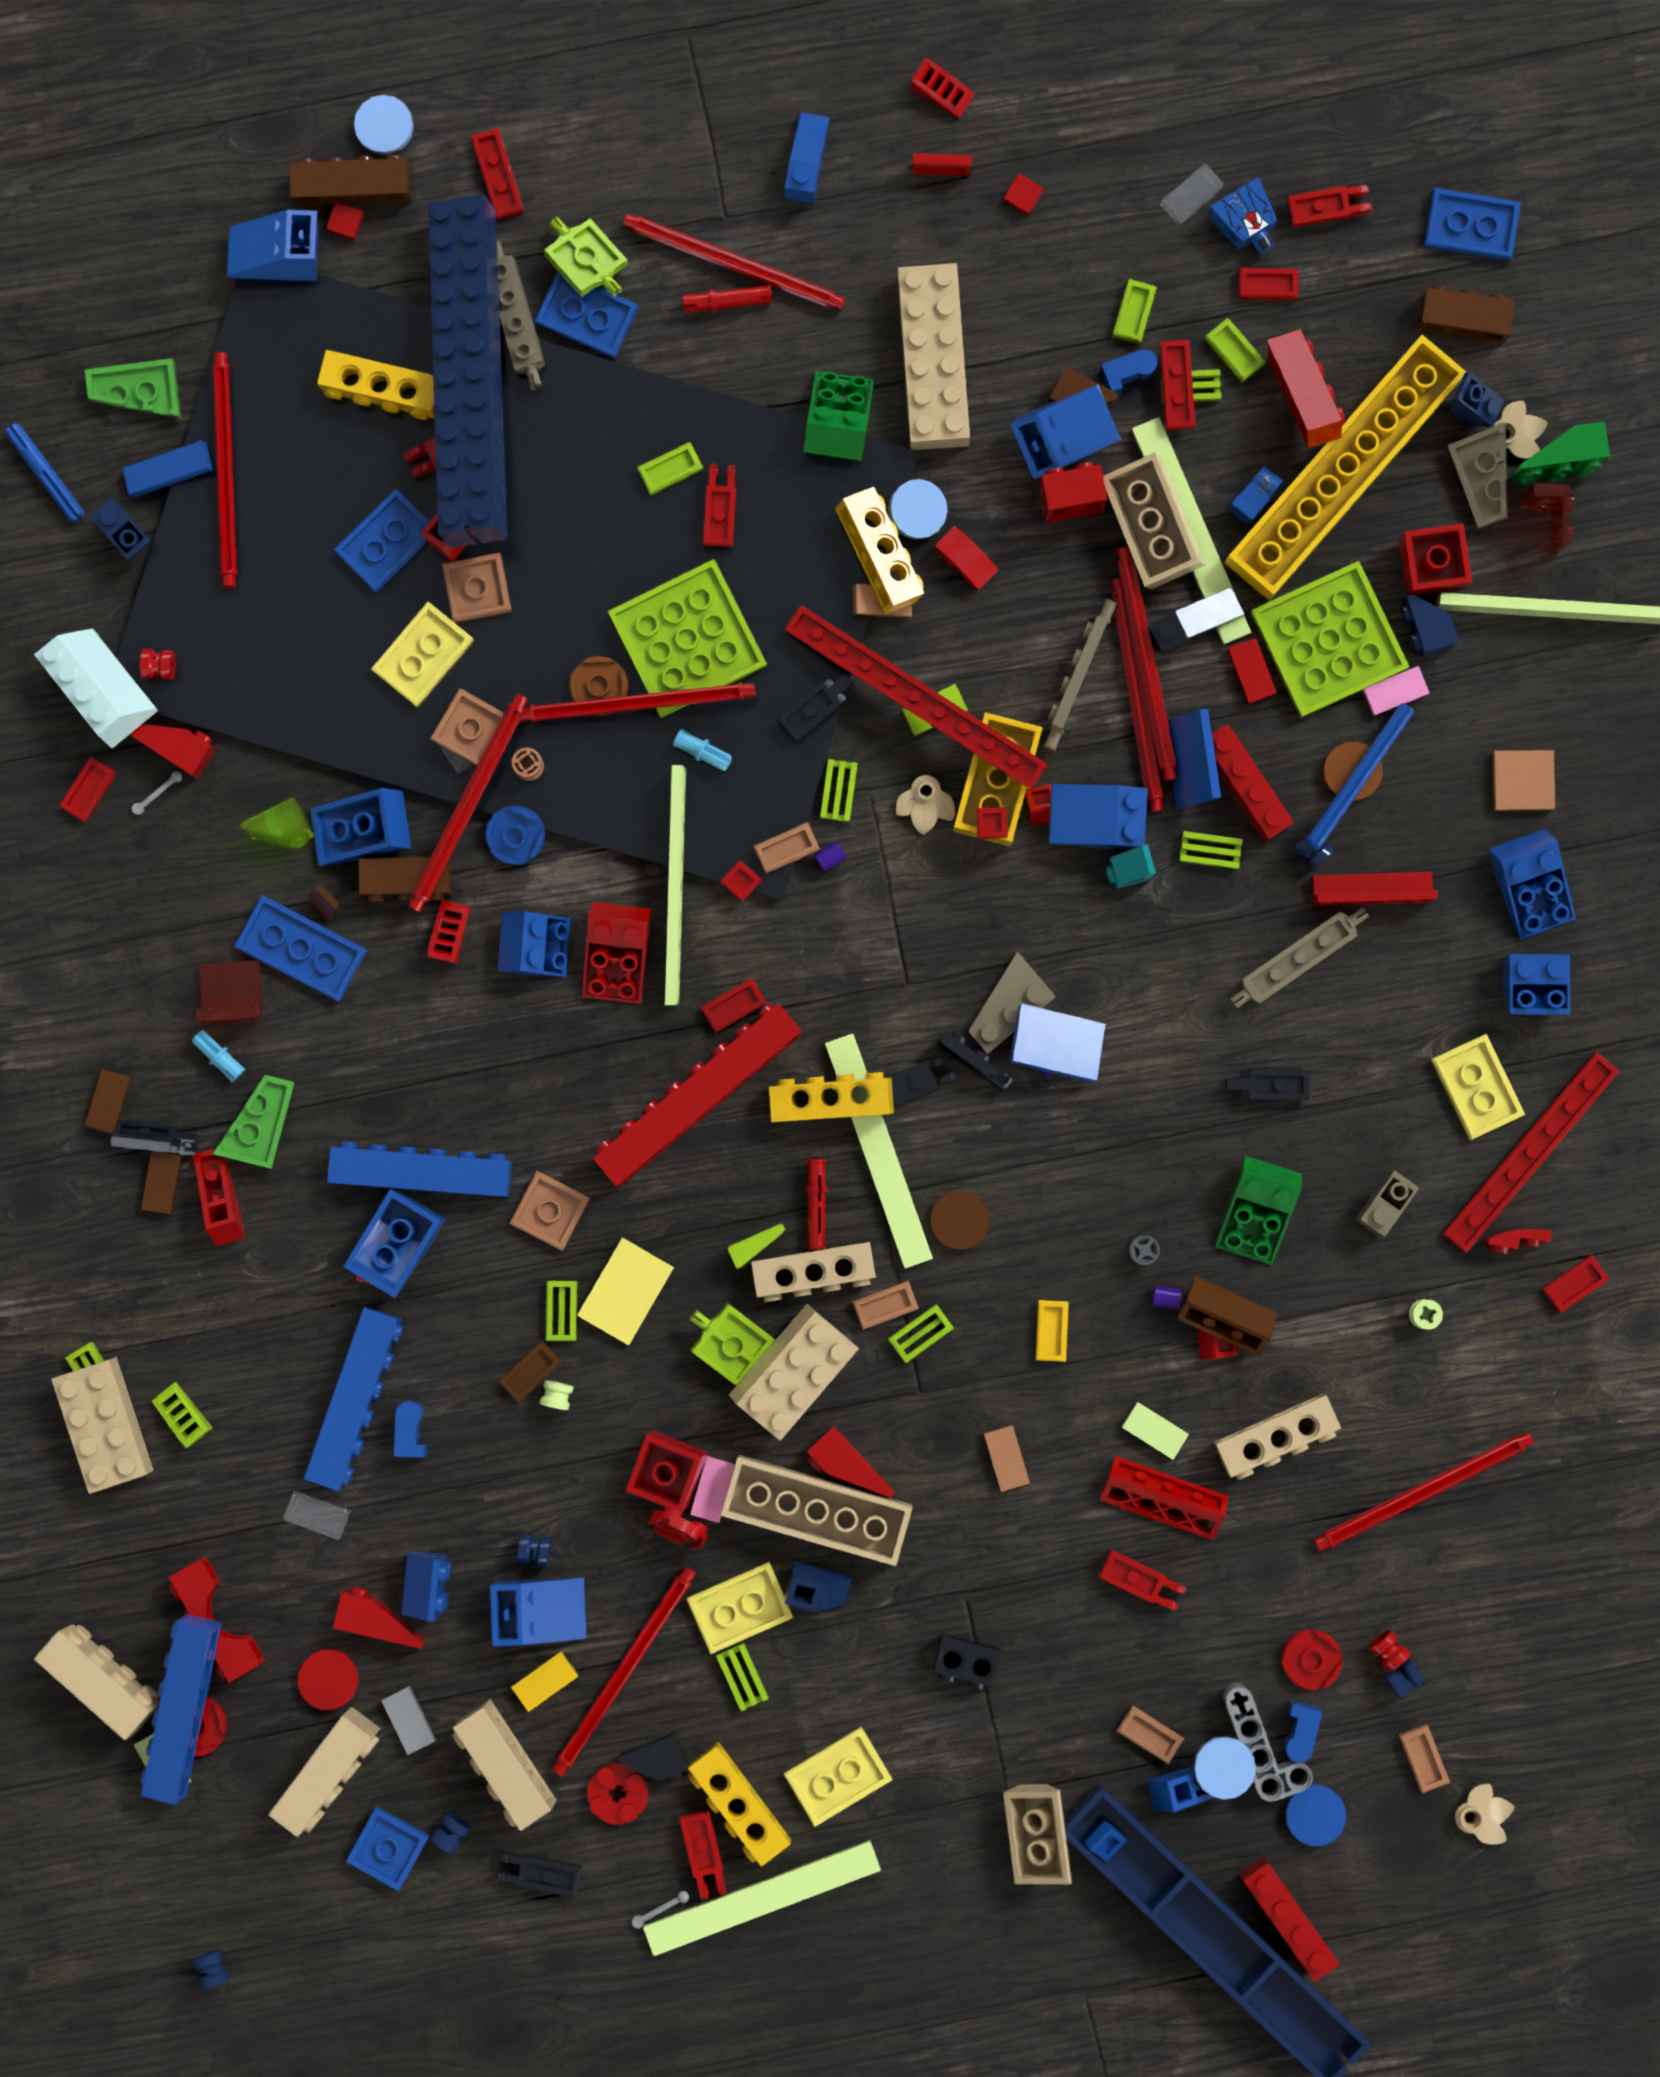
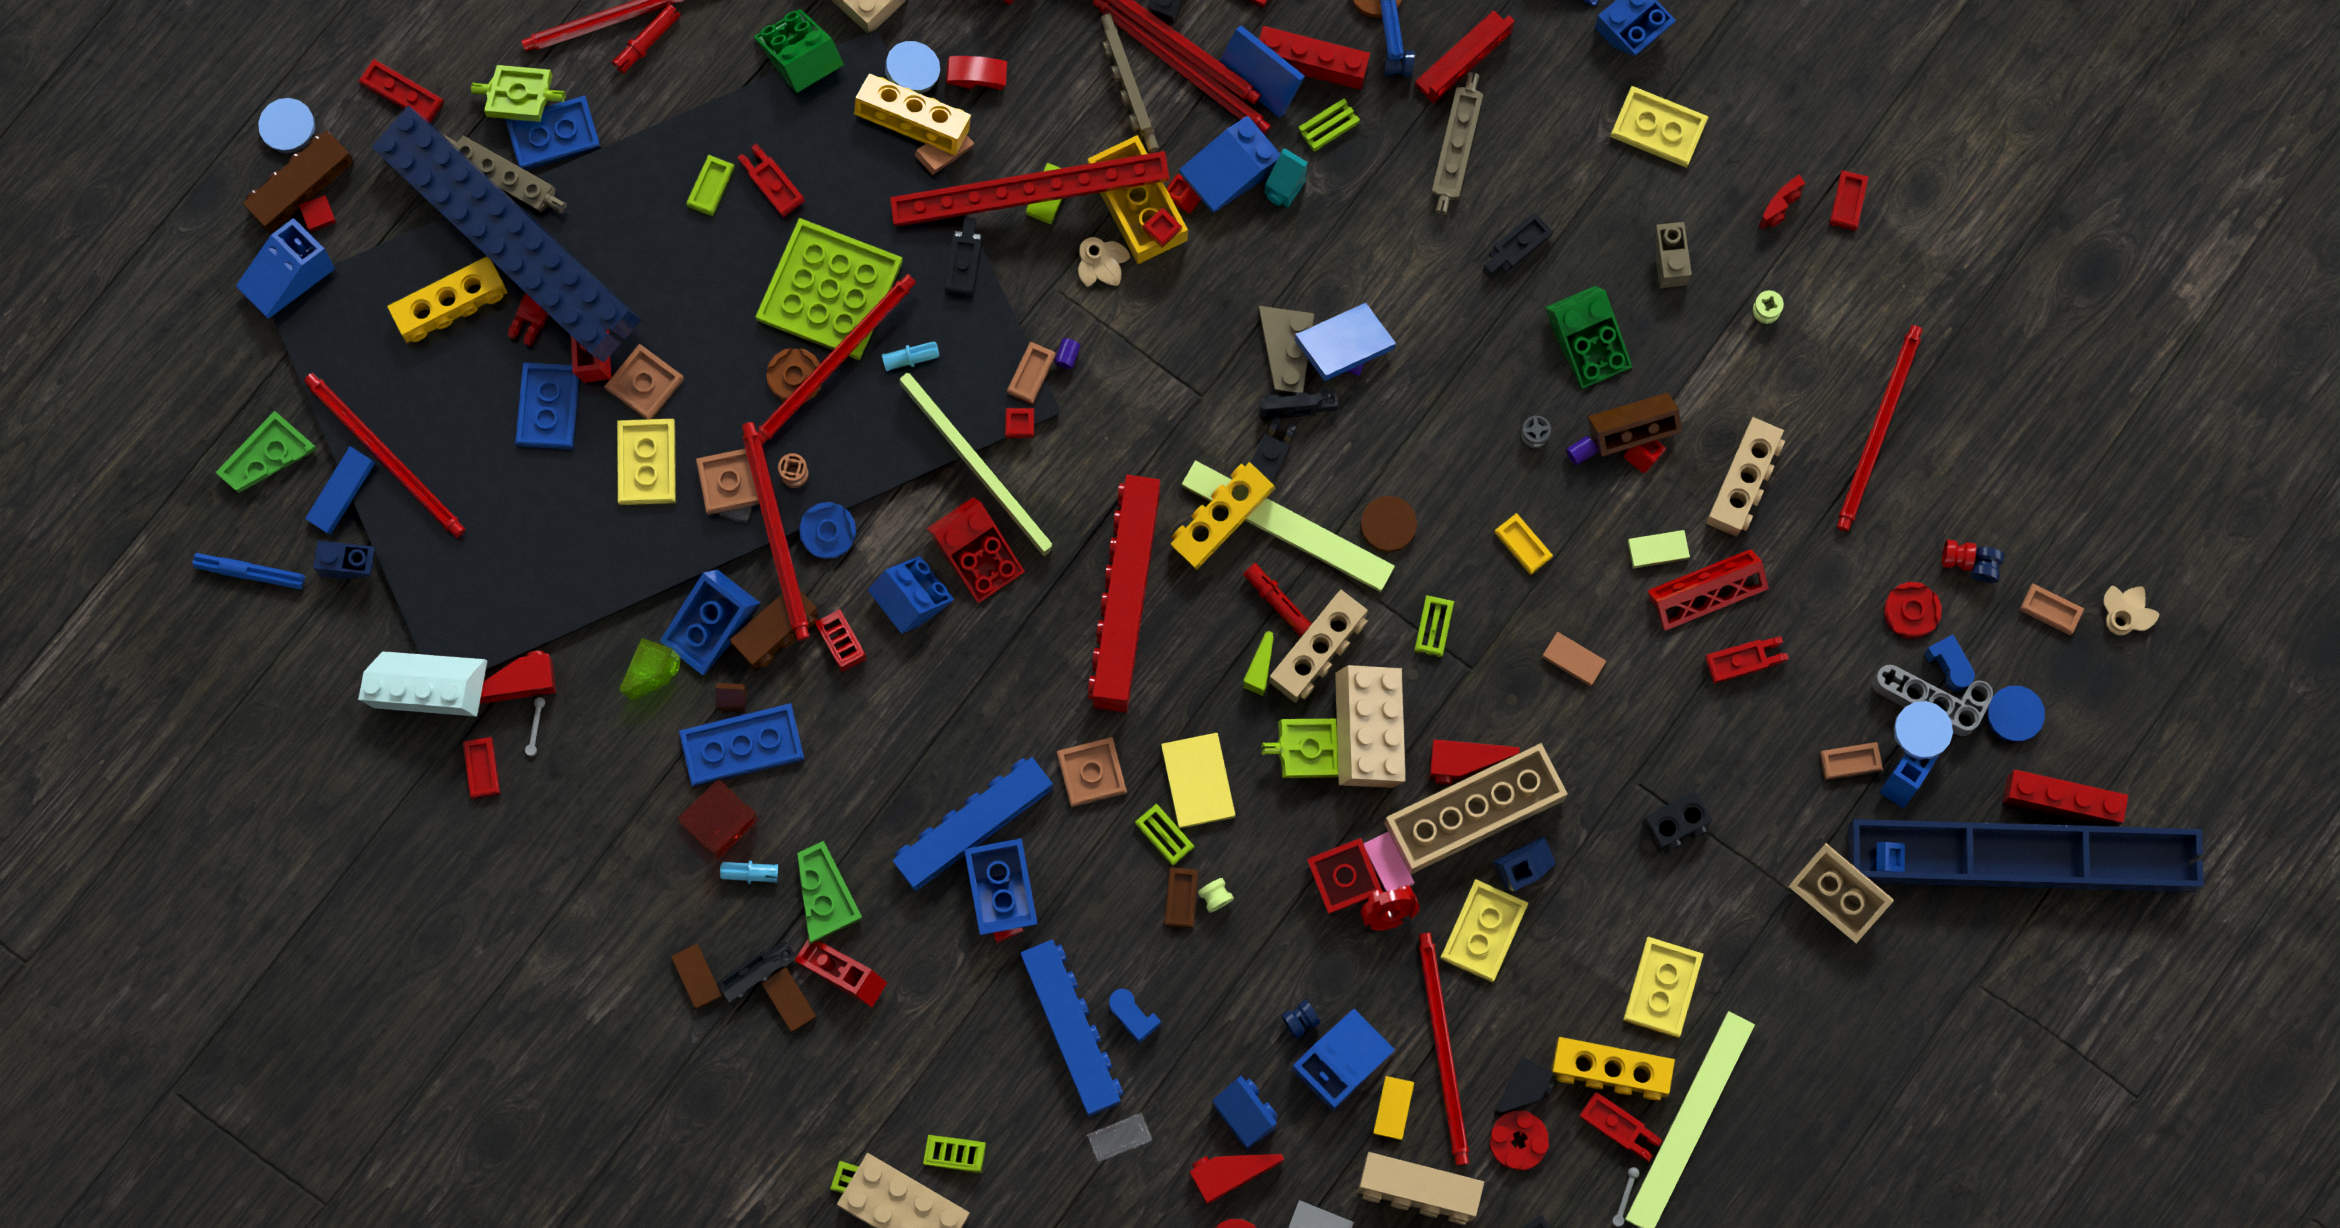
camera: 50 degrees left, 10 degrees down
(157, 664) = (456, 630): red wheel -> none
(733, 1005) = (1092, 515): red tile -> none
(739, 1699) = (1535, 967): lime tile -> none
(842, 765) = (1019, 285): lime tile -> none
(885, 1305) = (1391, 628): nougat tile -> none
(1530, 1152) = (1735, 140): red tile -> none

